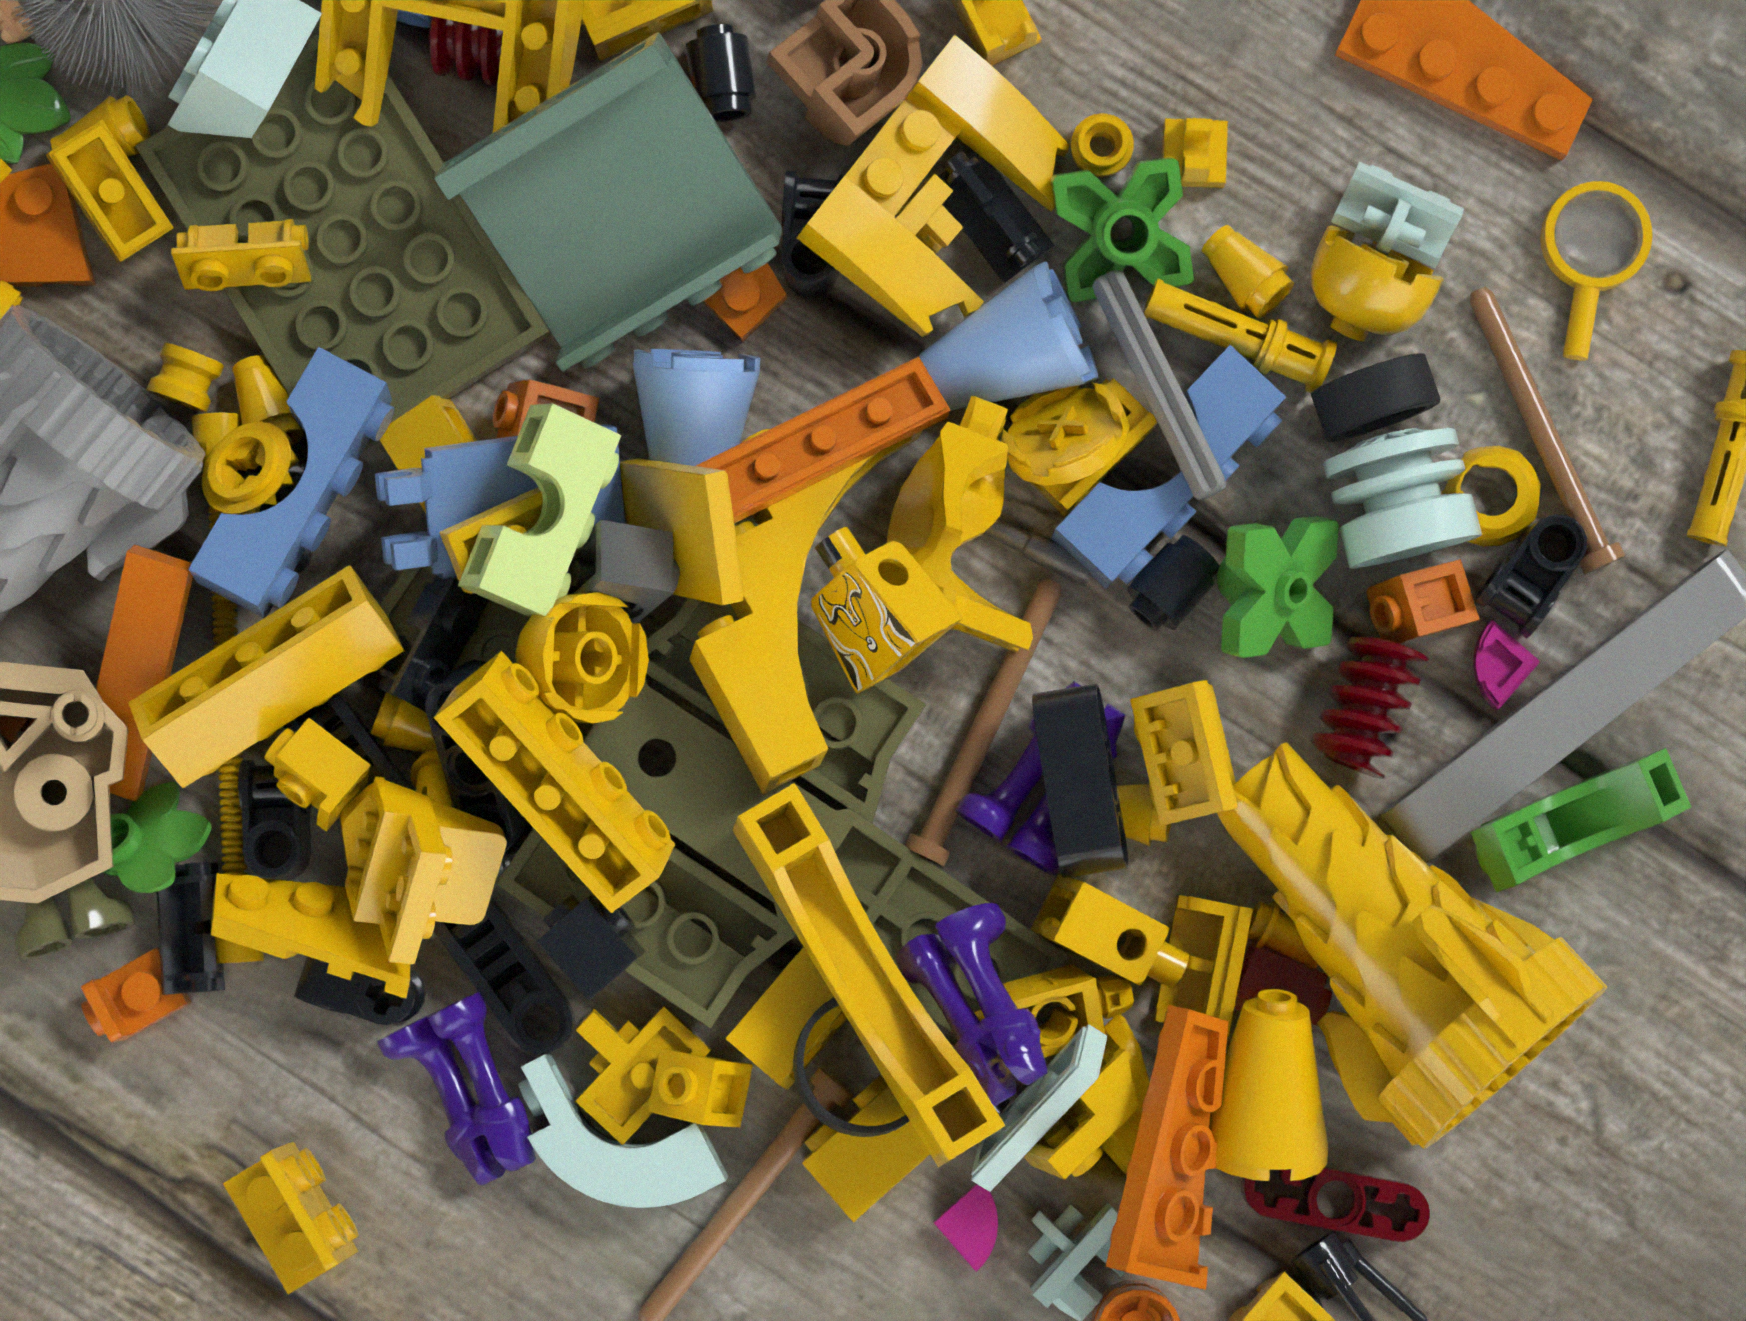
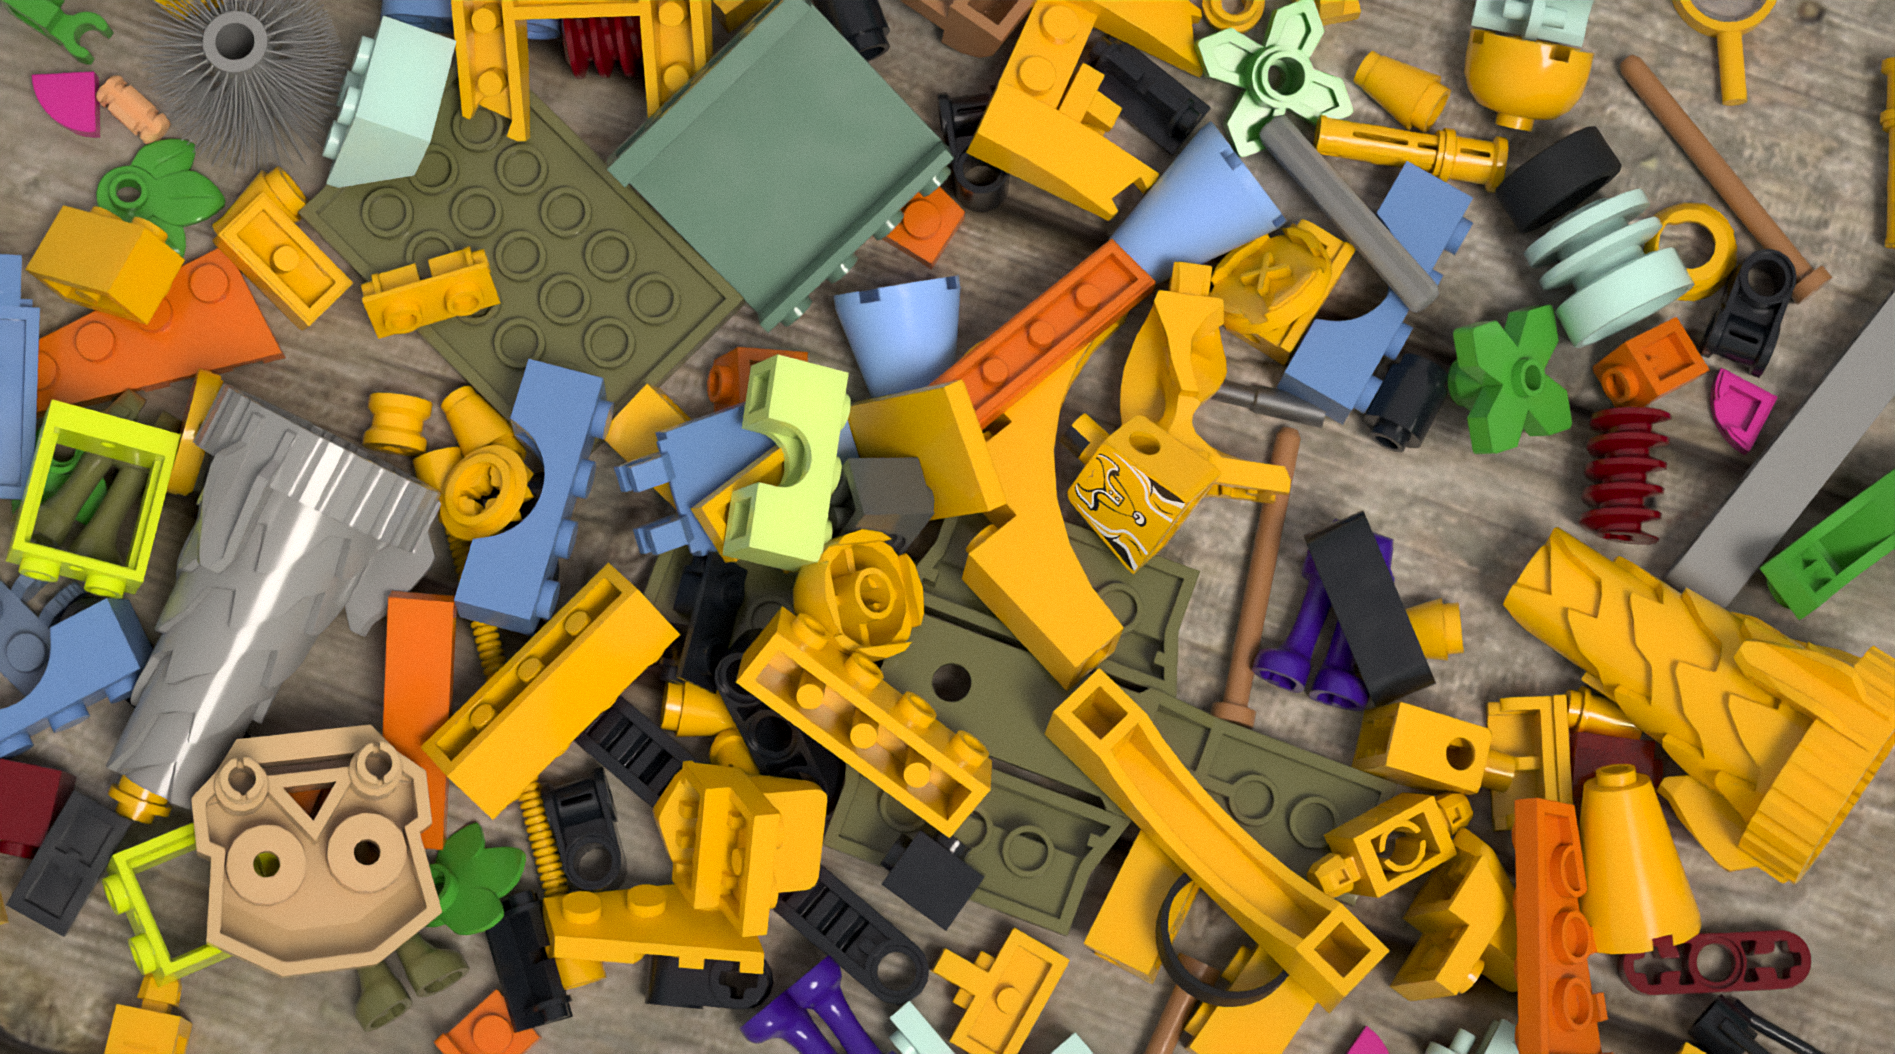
camera: 20 degrees left, 5 degrees down
(317, 771) = (622, 771): yellow brick -> none
(700, 1088) = (1068, 999): yellow bracket -> none
(1007, 1037) = (1359, 858): dark purple piece -> none
(1040, 1107) = (1411, 933): light aqua tile -> none
(1184, 752) = (1464, 556): yellow bracket -> none

